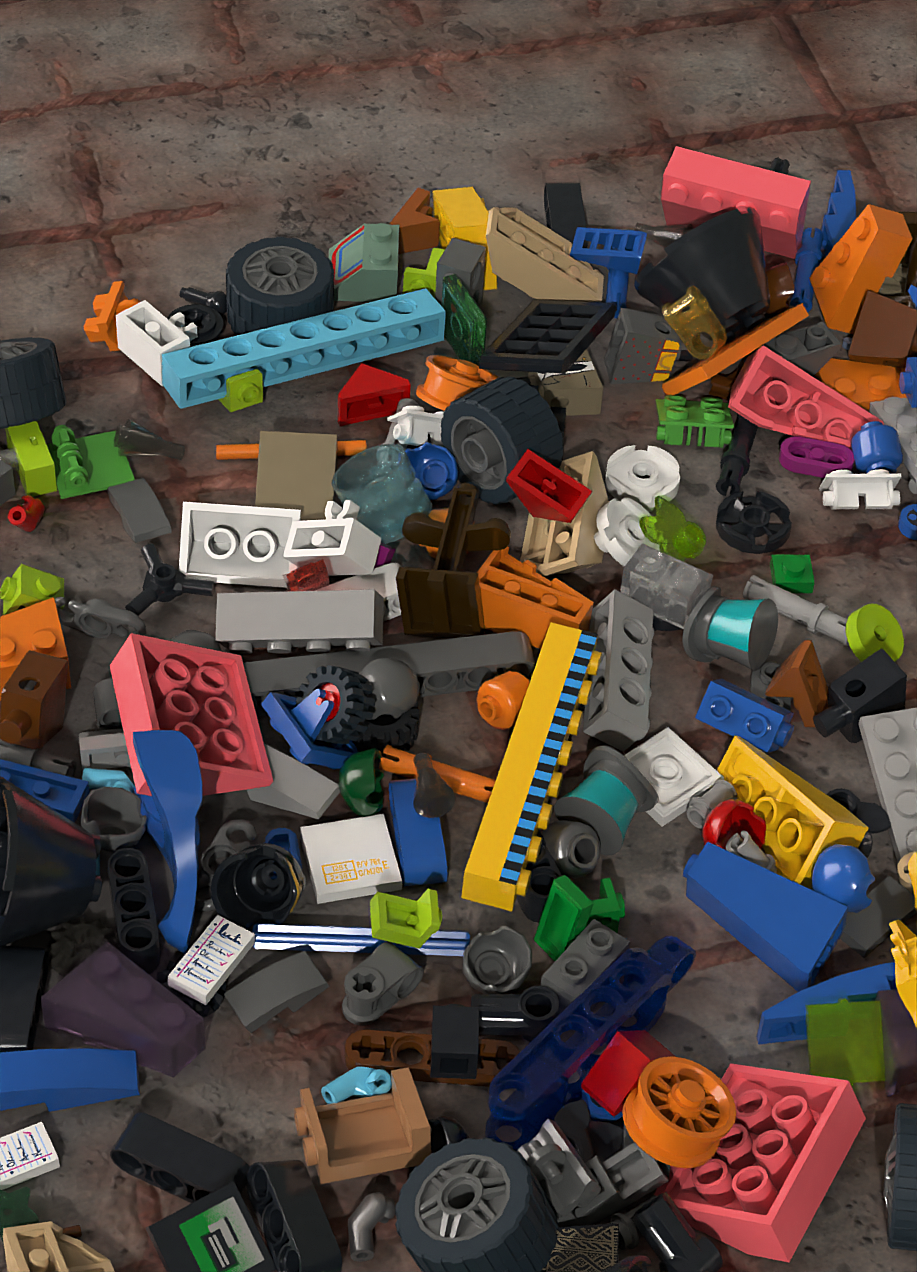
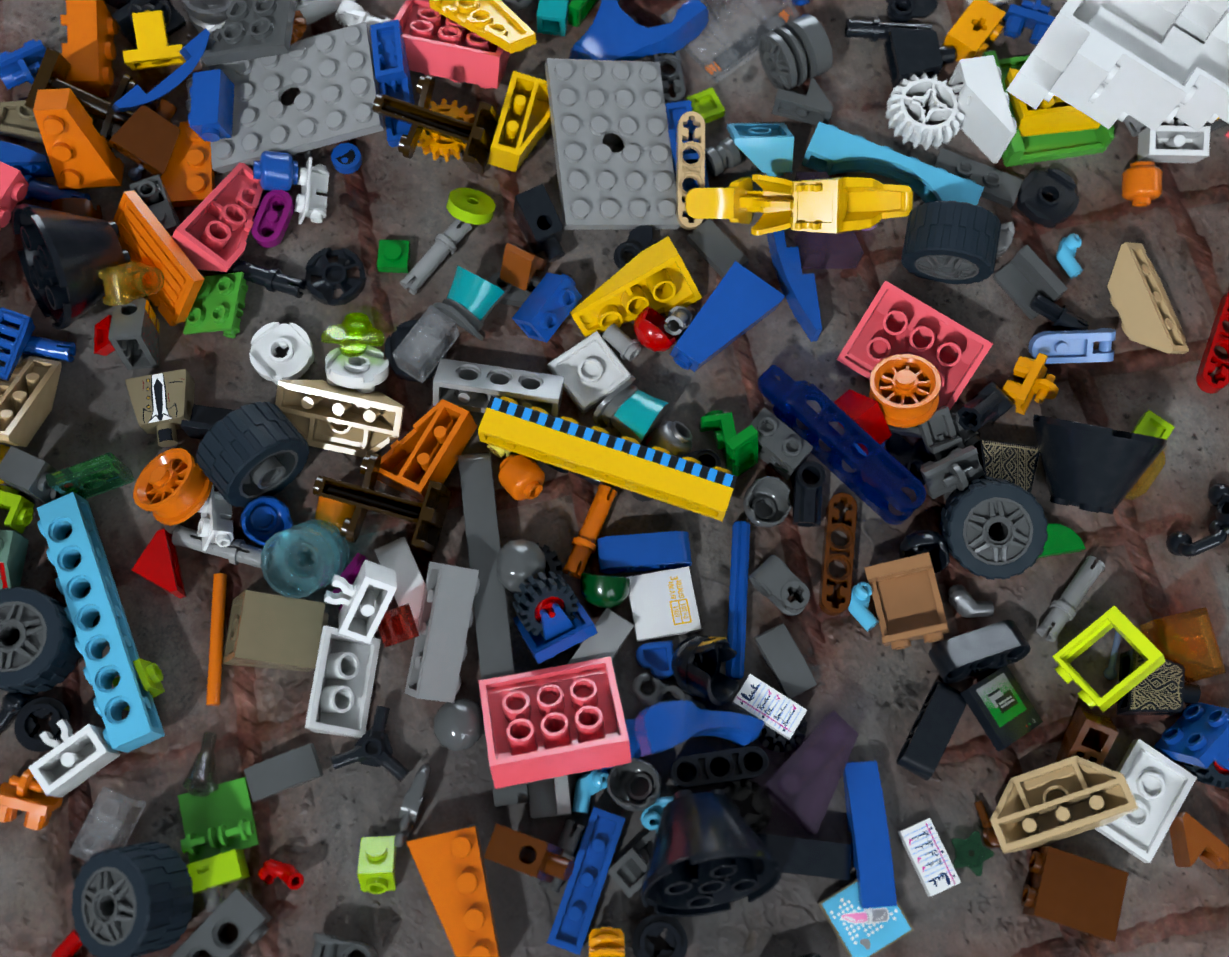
camera: 90 degrees left, 25 degrees up
(91, 376) = (108, 823): none -> clear brick
(404, 919) = (740, 561): lime bracket -> none
(432, 794) = (628, 535): clear smoke cone -> none
(454, 1042) = (843, 534): black brick -> none
(546, 489) = (324, 418): red slope -> none
(548, 336) = (160, 427): black piece -> none
(843, 876) = (708, 261): blue hair -> none
(846, 1040) = (831, 283): clear neon green piece -> none

